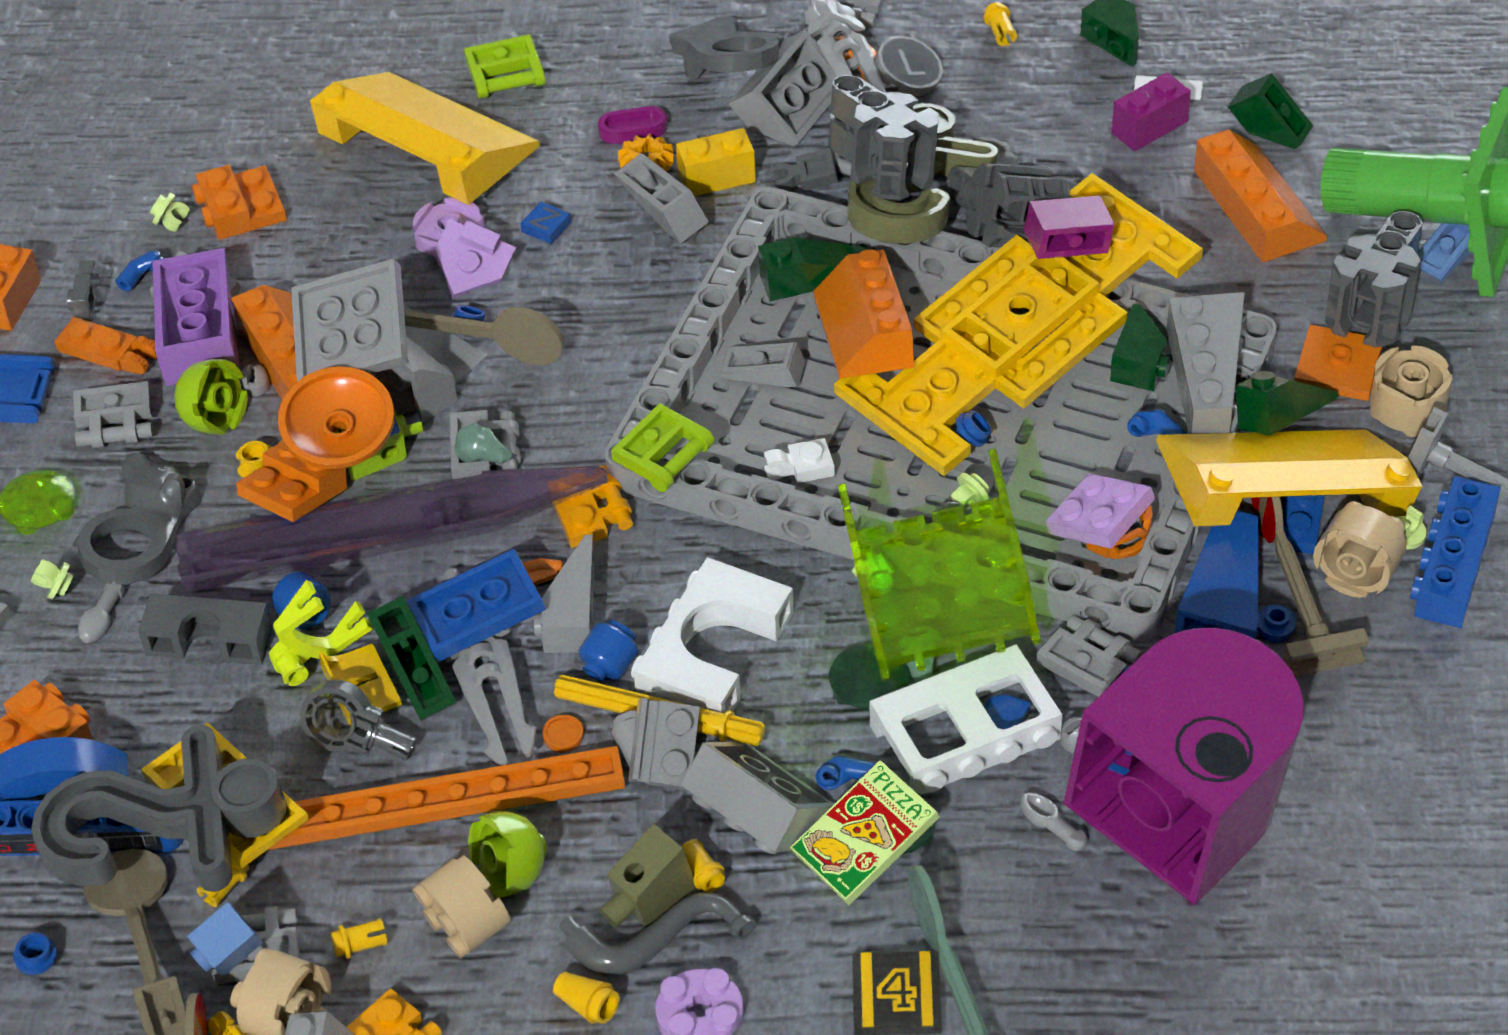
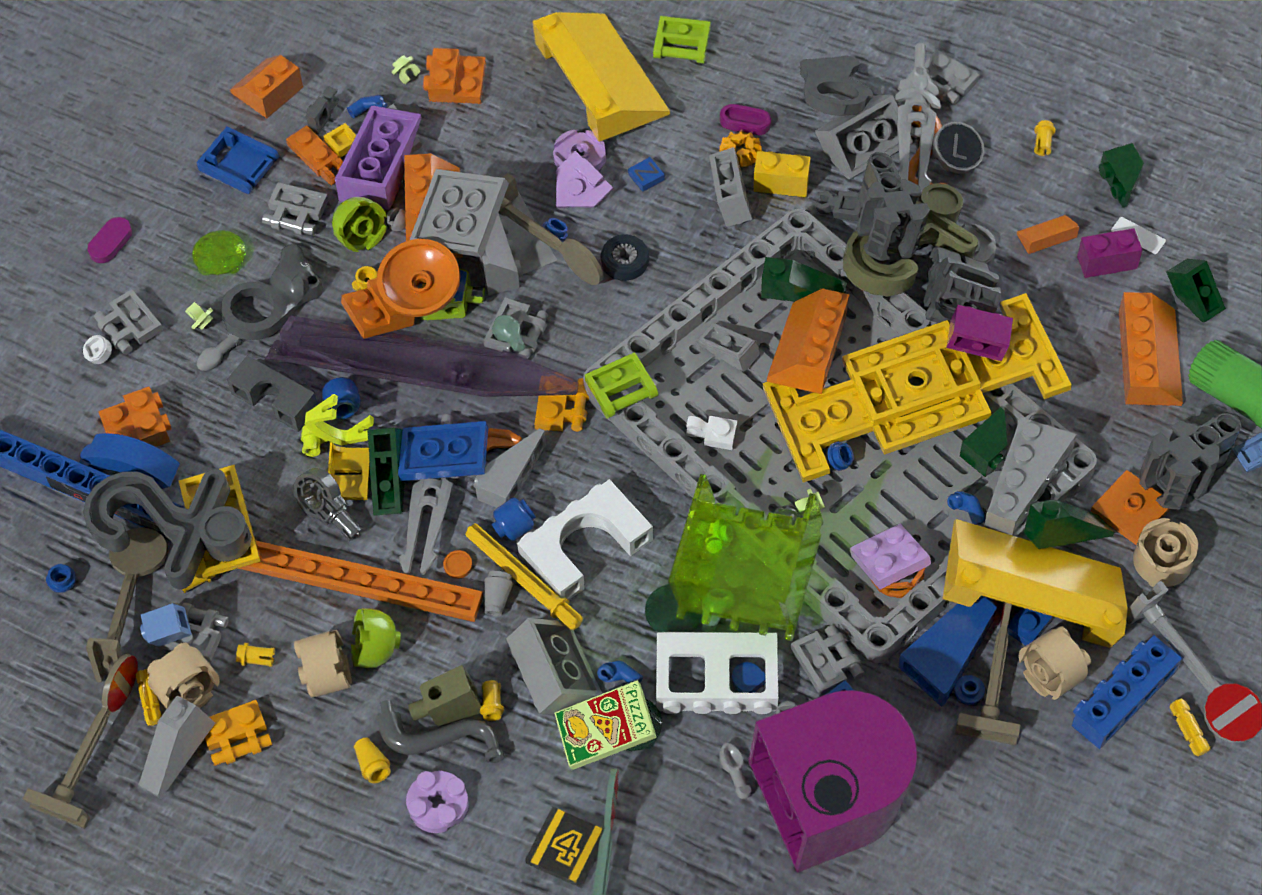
camera: 25 degrees right, 10 degrees up
(131, 316) = (340, 139): none -> yellow plate
(576, 306) = (633, 249): none -> black bush
(663, 743) = (509, 603): light grey plate -> none
(1066, 119) = (1048, 234): none -> orange slope
(1414, 530) = (1102, 660): yellowish green plate -> none

